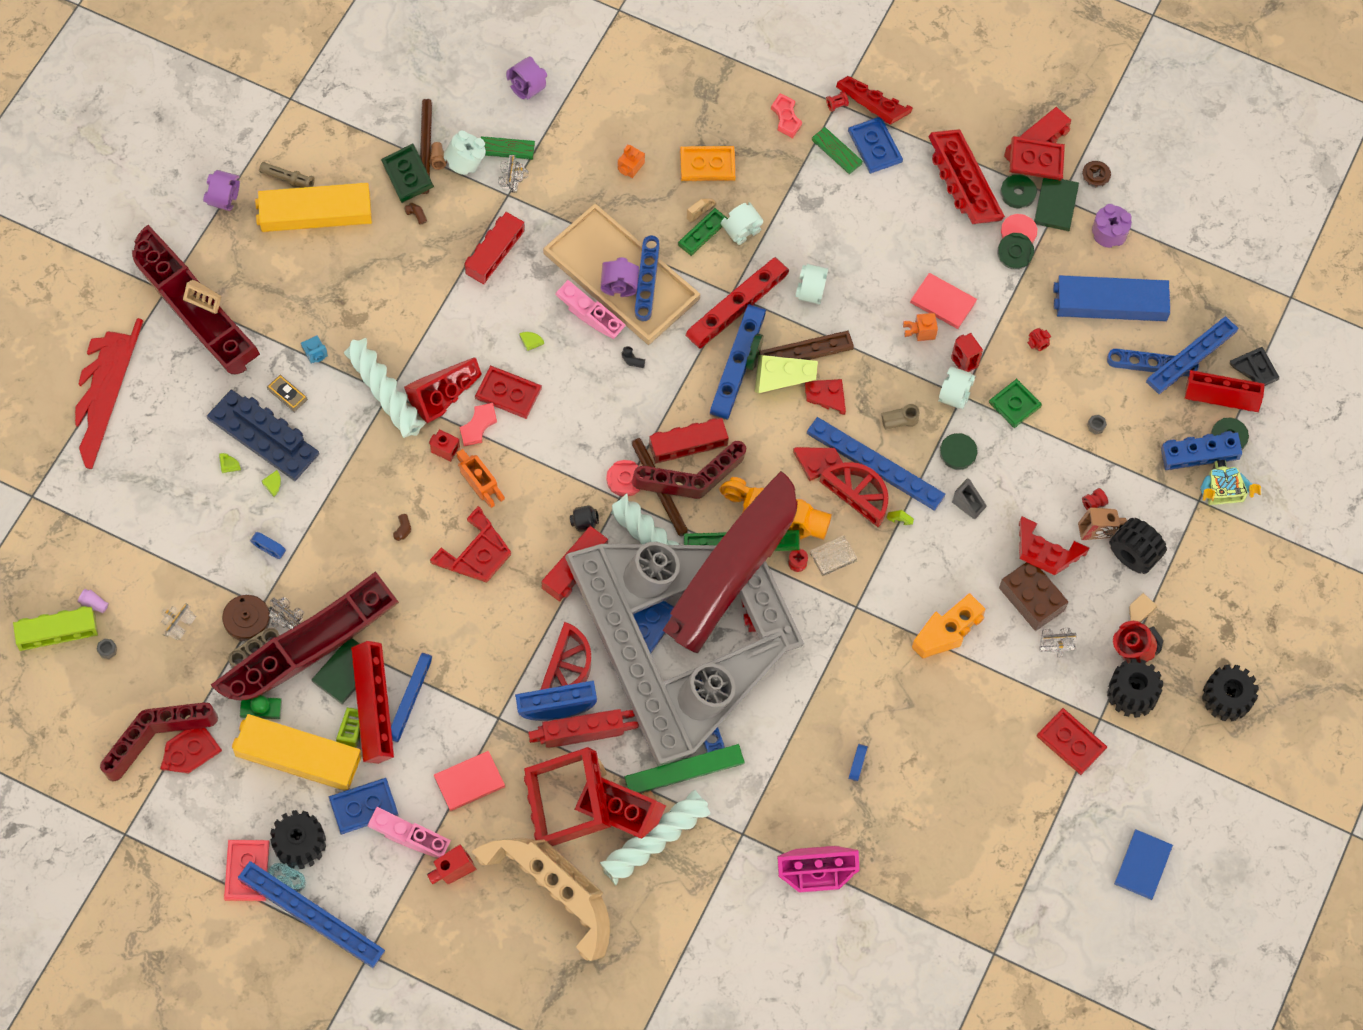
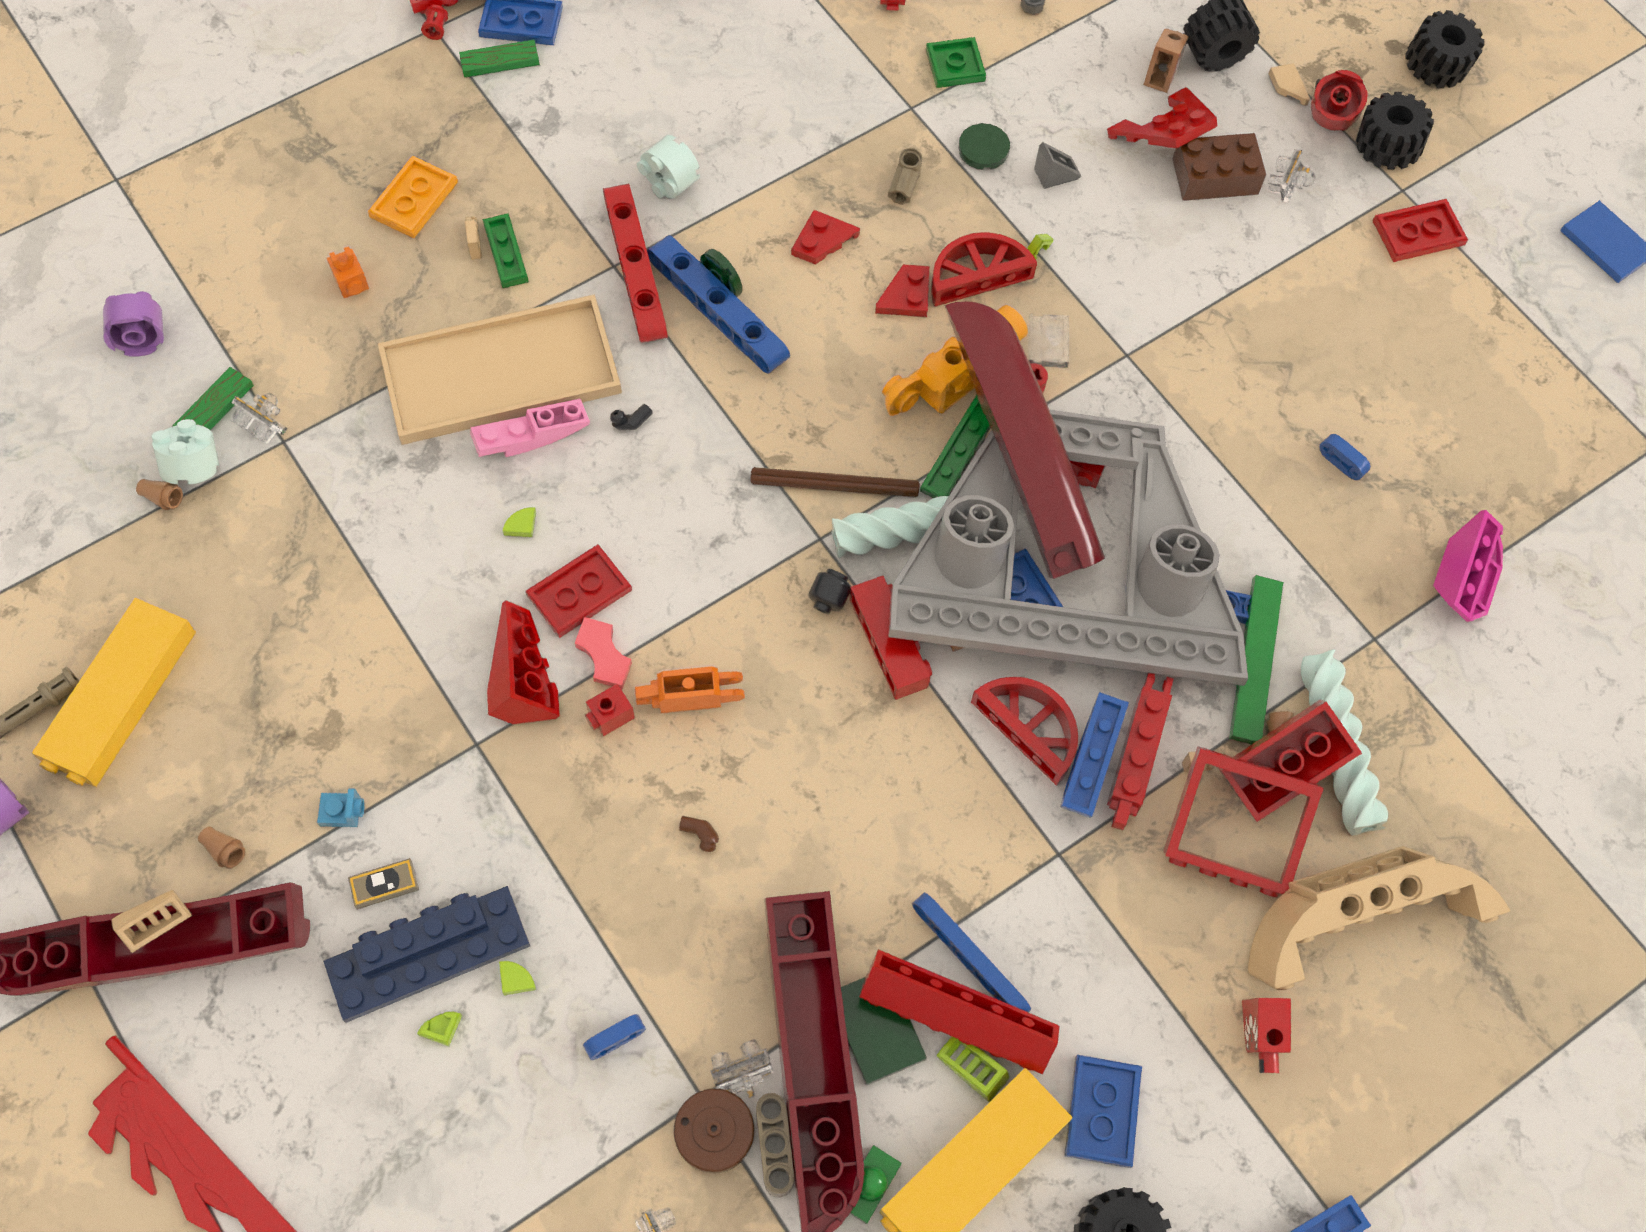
camera: 60 degrees left, 0 degrees up
(261, 309) = (223, 848): none -> medium nougat cone
(384, 388) = (469, 743): light aqua piece -> none
(407, 173) = (156, 543): dark green tile -> none
(408, 834) = (1185, 1066): bright pink slope -> none
(417, 211) = (222, 562): reddish brown arm -> none
(425, 145) = (132, 501): reddish brown axle -> none
(469, 781) = (1137, 942): coral tile -> none
(483, 554) = (807, 748): red wing -> none
(494, 247) = (353, 494): red brick -> none
(619, 277) = (512, 365): medium lavender brick -> none
(620, 478) = (796, 516): coral tile -> none
(647, 286) = (524, 328): blue beam -> none
(687, 479) = (864, 437): dark red beam -> none
(688, 440) = (792, 414): red brick -> none
(742, 222) = (532, 196): light aqua brick -> none
(783, 372) = (769, 261): yellowish green wedge -> none
(789, 123) = (422, 86): coral tile -> none
(813, 347) = (751, 221): reddish brown plate -> none
(884, 467) = (933, 240): blue plate -> none
(924, 327) = (802, 92): orange brick -> none
(934, 636) = (1214, 273): light orange brick -> none
(944, 300) = (776, 60): coral tile -> none
(956, 388) = (908, 98): light aqua brick -> none
(966, 352) = (869, 65): red brick -> none
(1095, 500) = (1130, 50): red wheel -> none

